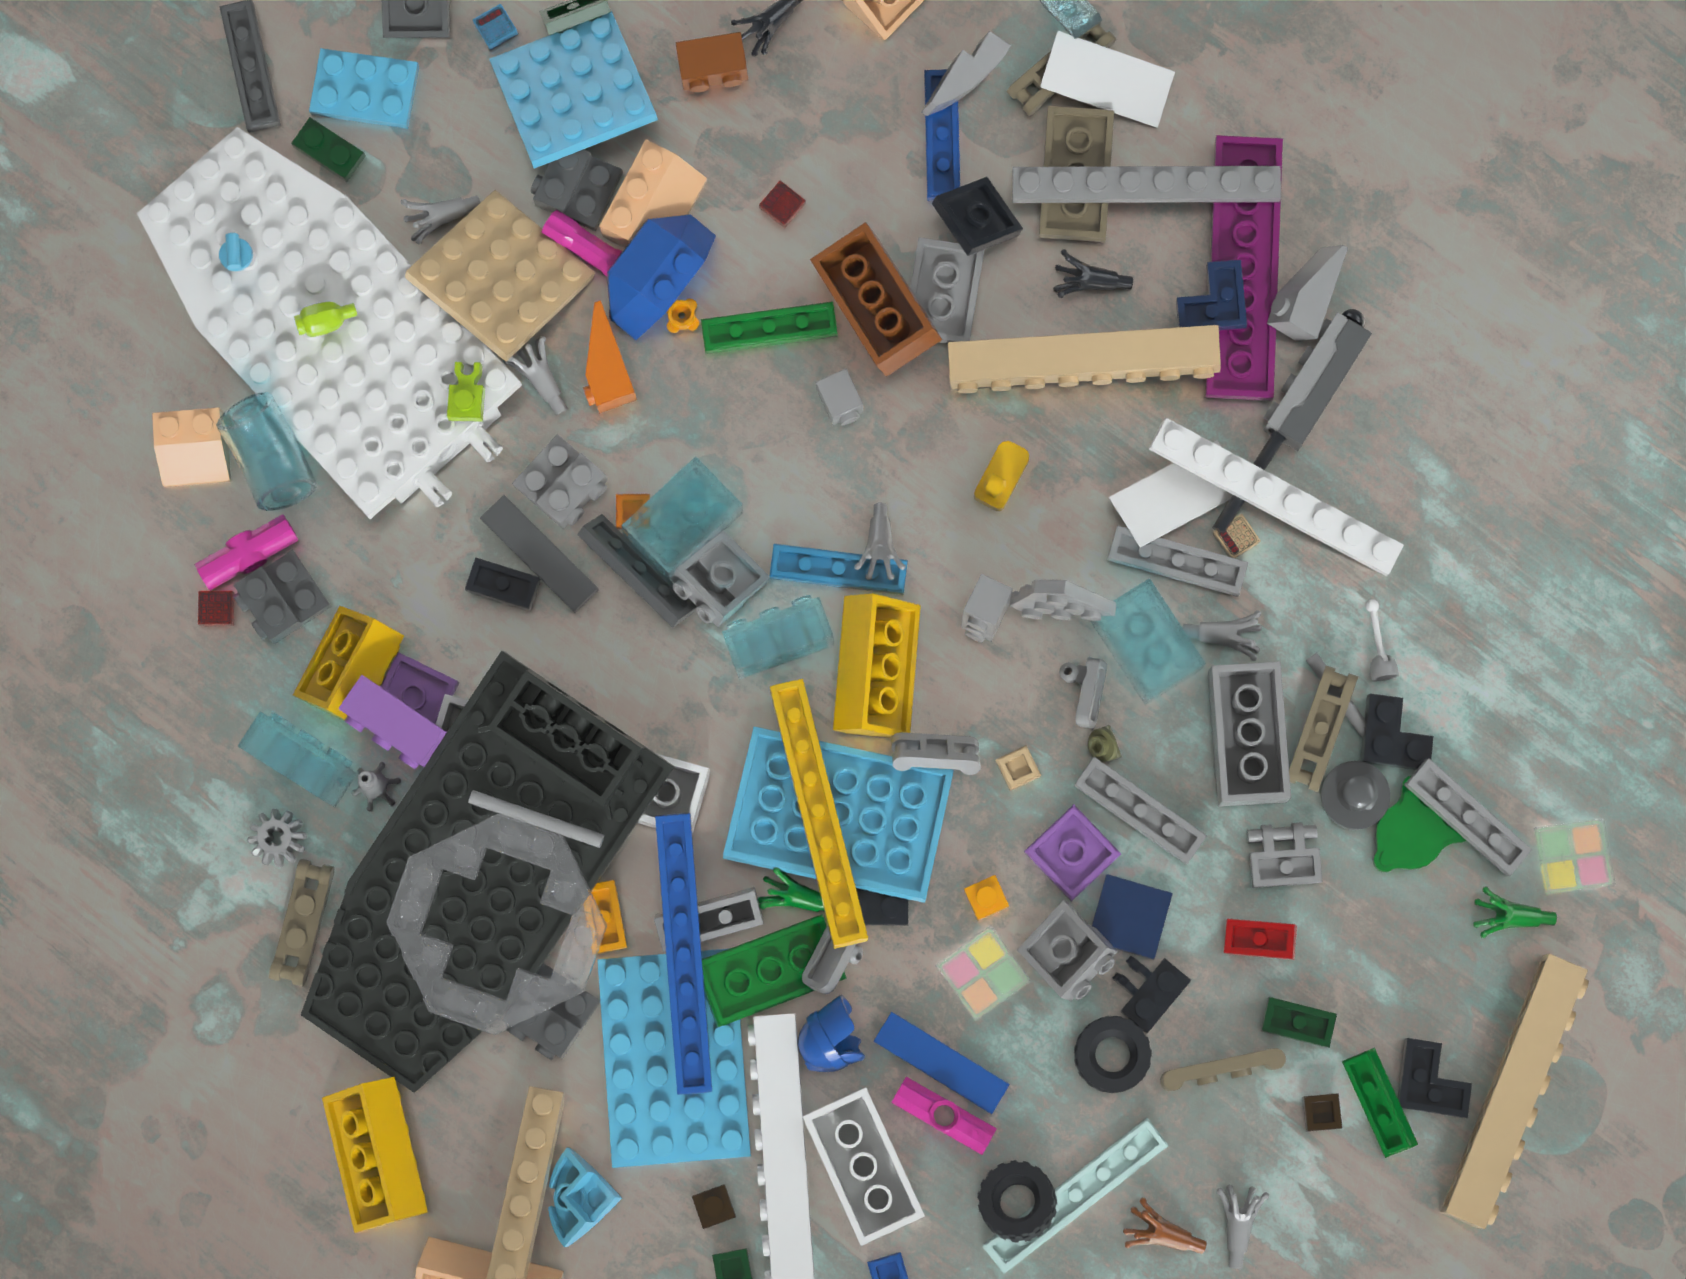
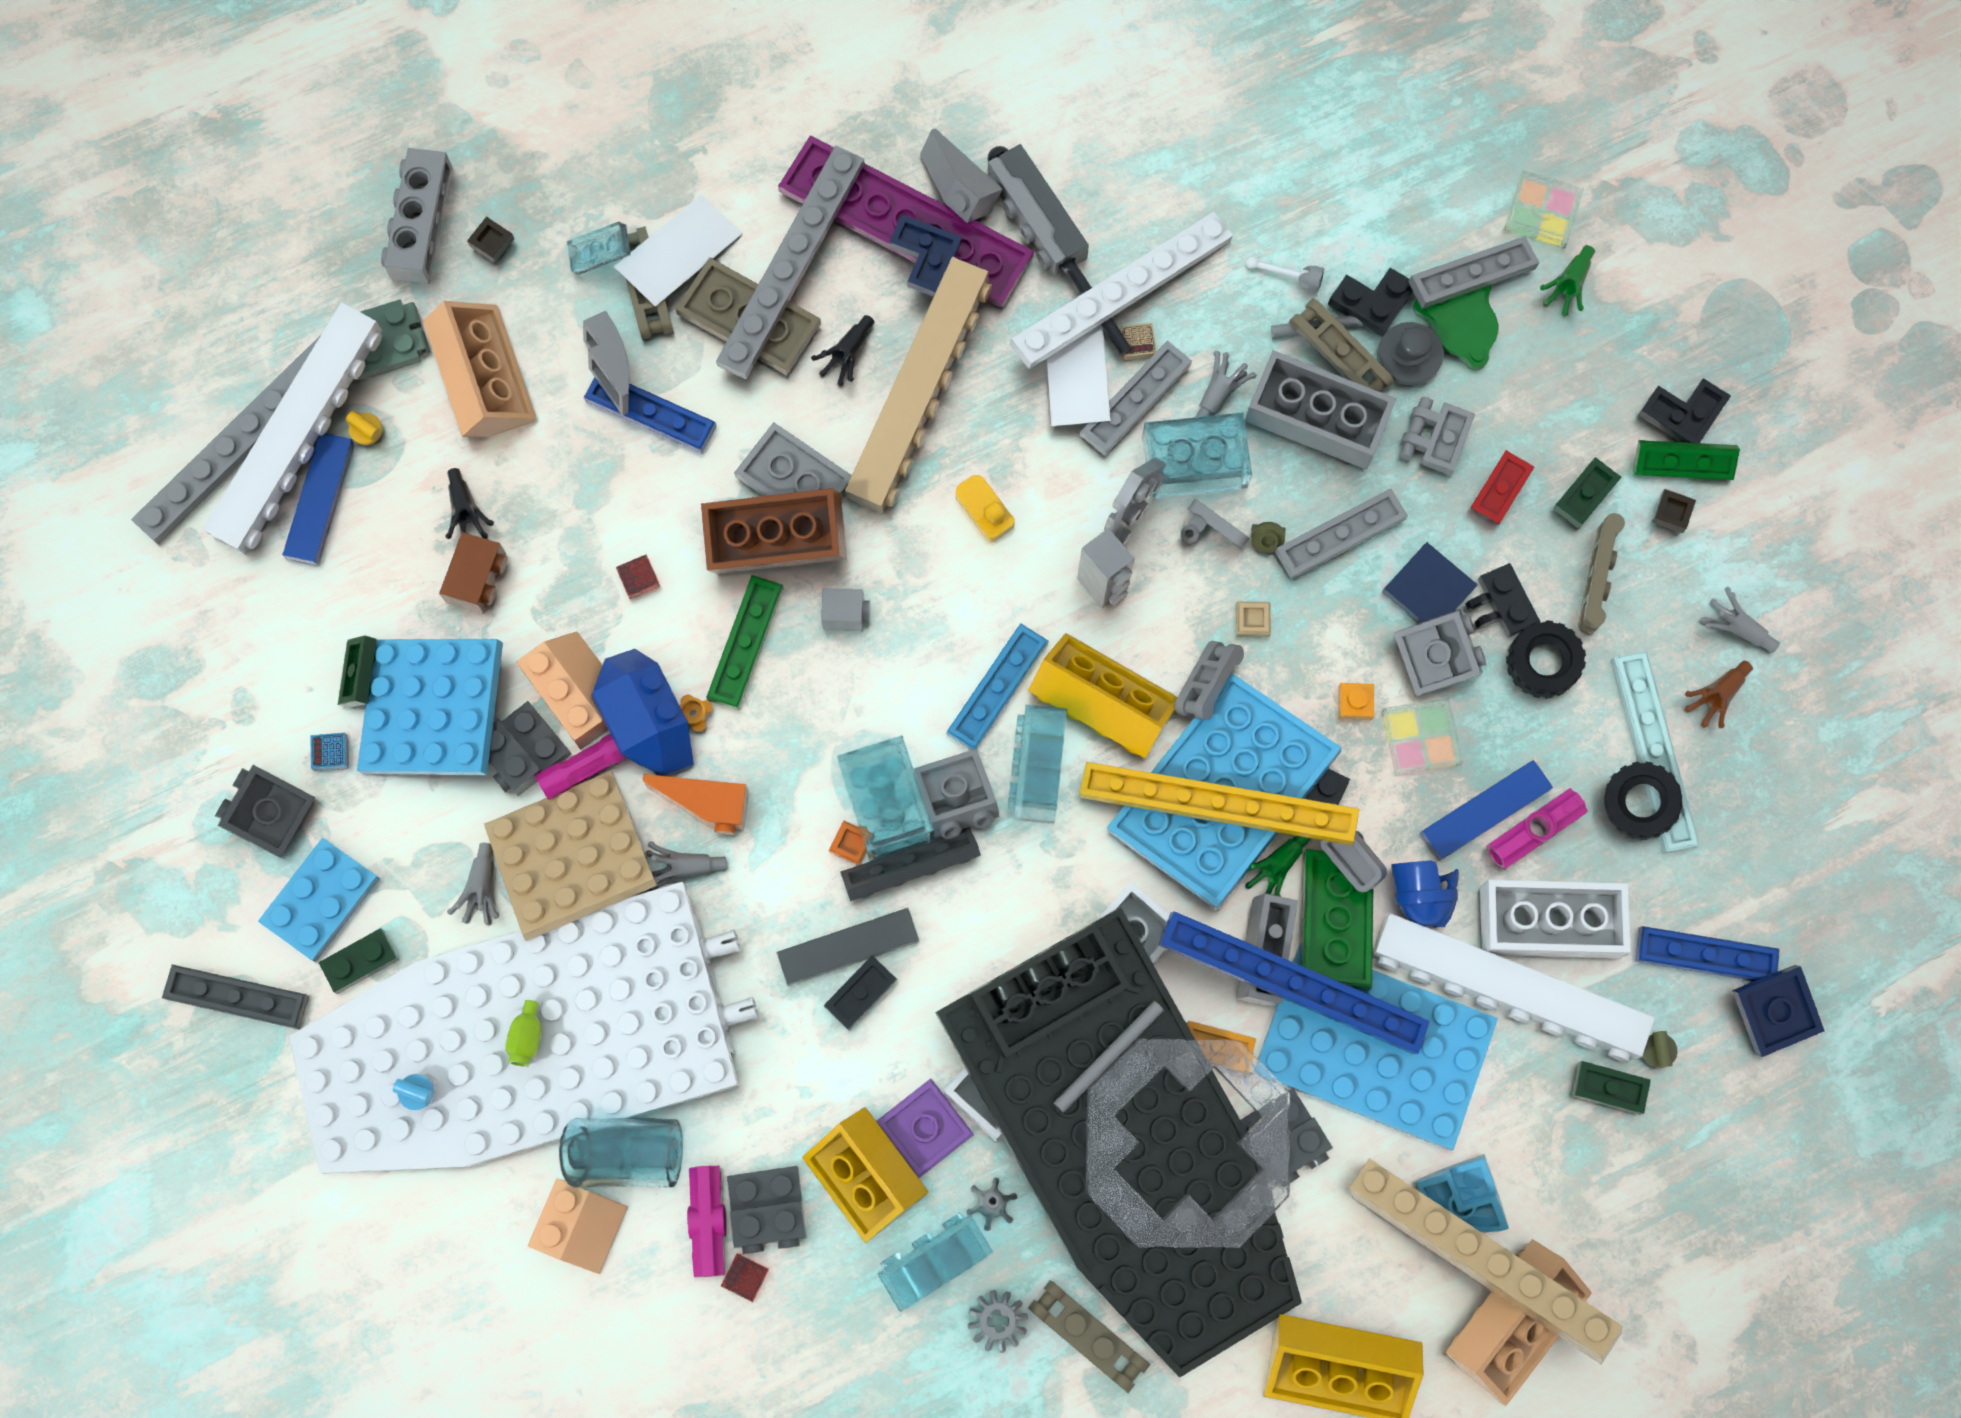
camera: 70 degrees left, 5 degrees down
(391, 722) = (950, 1151): medium lavender brick -> none
(467, 397) = (673, 936): lime plate -> none
(561, 482) = (791, 894): light grey plate -> none
(714, 1206) = (1528, 1074): dark brown plate -> none
(880, 543) = (994, 637): light grey piece -> none
(977, 216) = (742, 413): black plate -> none
(1072, 852) = (1350, 609): medium lavender tile -> none
(1514, 1092) = (1724, 349): tan brick -> none

